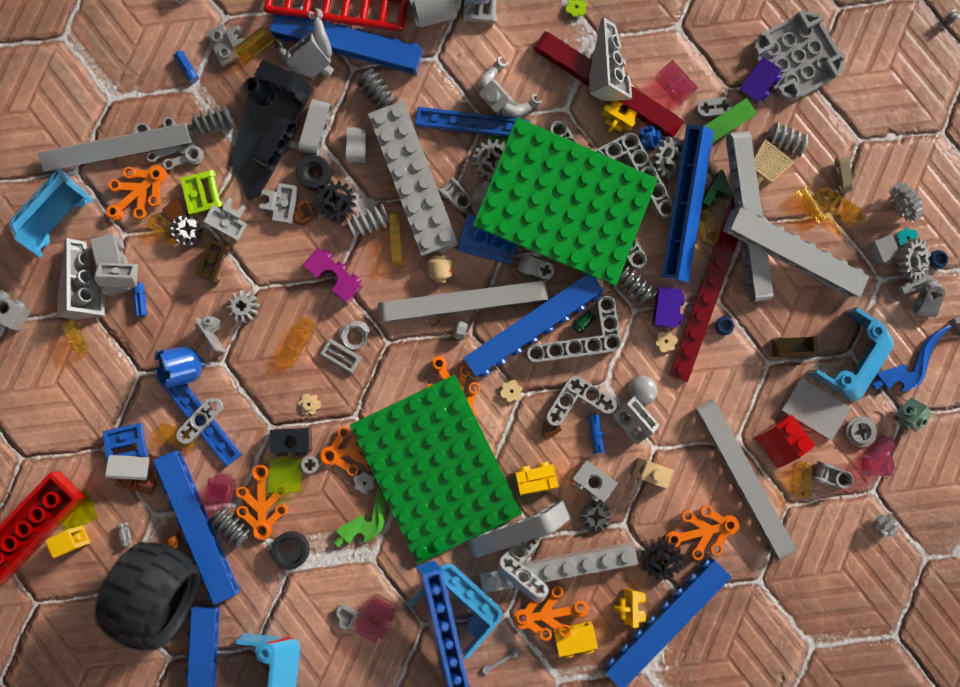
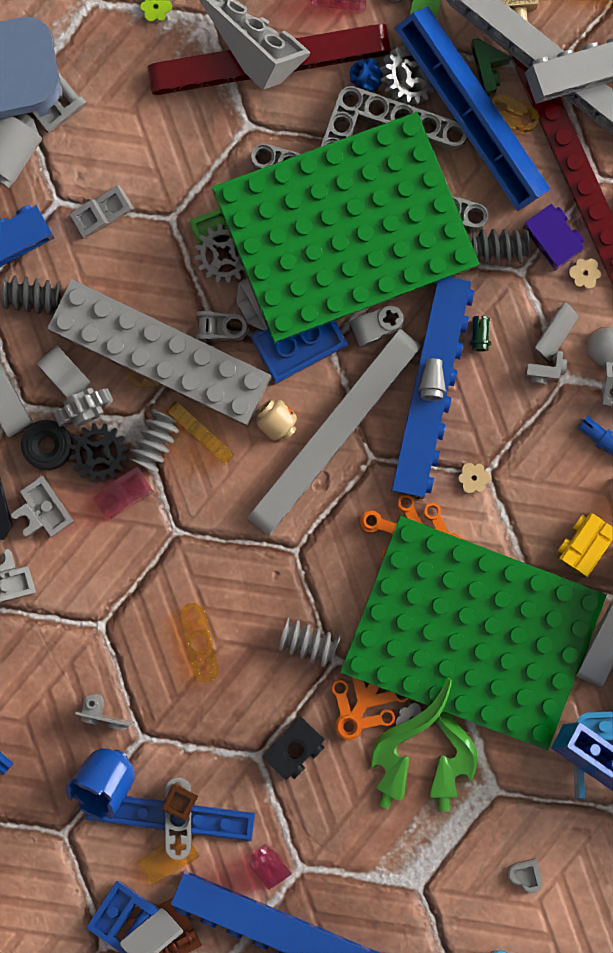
camera: 40 degrees left, 0 degrees up
(206, 413) = (179, 802): none -> reddish brown tile
(212, 260) = (30, 638): dark brown panel -> none
(229, 527) = (316, 898): dark grey piece -> none
(248, 311) = (107, 647): light grey gear -> none
(260, 506) = (327, 845): orange plant -> none
(285, 475) = (322, 790): clear neon green piece -> none
(286, 564) = (414, 880): black tyre -> none
(305, 213) = (77, 496): reddish brown tile -> none
(306, 460) = (328, 754): light grey bush -> none
(314, 404) = (281, 687): tan plant -> none
(321, 263) = (147, 531): magenta arch -> none
(329, 232) = (123, 493): none -> clear pink slope
(334, 486) = (385, 748): none -> bright green piece
(348, 170) = (83, 407): none -> light grey gear
(348, 394) = (308, 642): none -> light grey piece
(355, 364) = (283, 605): light grey tile -> none
(362, 328) = (252, 559): light grey piece -> none
(372, 629) = (558, 863): clear pink brick -> none
(453, 84) = (102, 211): none -> light grey slope
(460, 330) = (361, 465): light grey tile -> none
(464, 122) = (157, 239): blue tile -> none
(499, 99) = (168, 182): light grey torso -> none
(536, 321) = (432, 382): none -> light grey cone
(549, 430) = (550, 476): reddish brown tile -> none
(573, 395) = (542, 420): light grey beam -> none
(582, 343) = (501, 357): light grey beam -> none
(595, 371) = (540, 374): none -> light grey bracket
(616, 119) = (301, 85): yellow hips -> none
(623, 357) = (556, 332): none -> light grey slope

